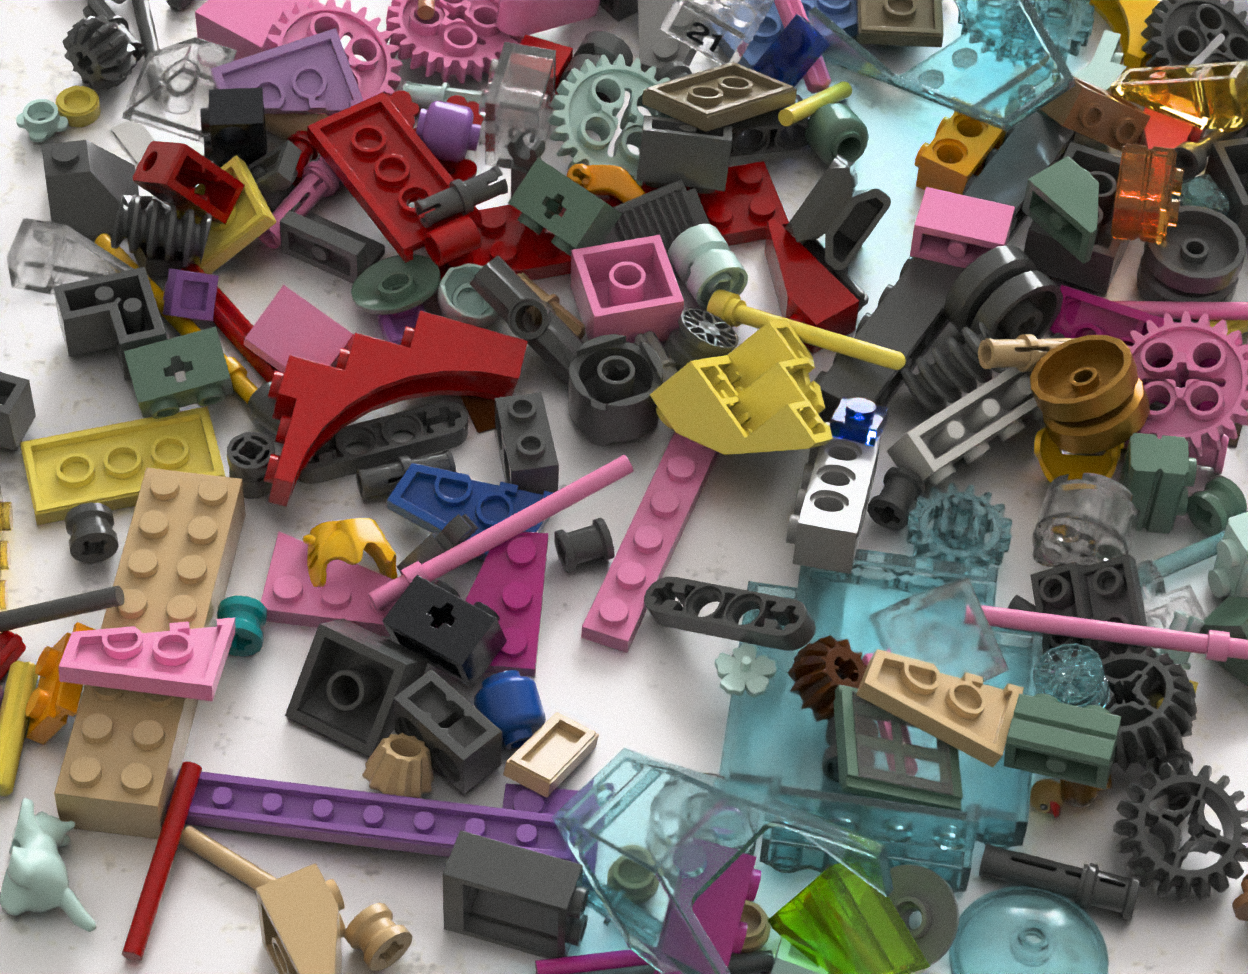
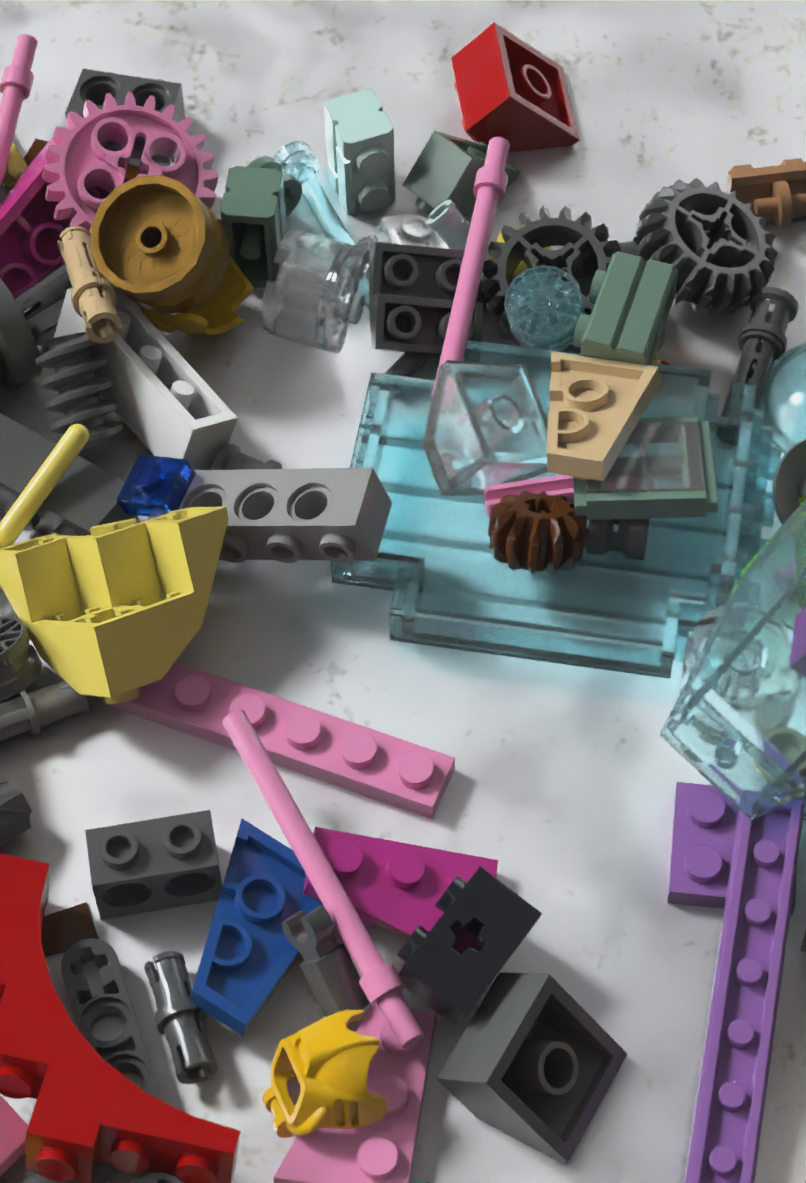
camera: 85 degrees left, 5 degrees up
(400, 767) = (663, 1008): tan piece -> none
(459, 737) = (616, 943): dark grey brick -> none
(512, 706) = (567, 883): blue head -> none
(551, 754) = (629, 839): tan tile -> none
(584, 544) = (307, 789): dark grey bush -> none
(613, 388) = (68, 756): dark grey brick -> none
(725, 619) = (436, 627): dark grey beam -> none
(745, 671) = (527, 618): light aqua plant -> none
(959, 527) = (293, 417): clear light blue gear -> none

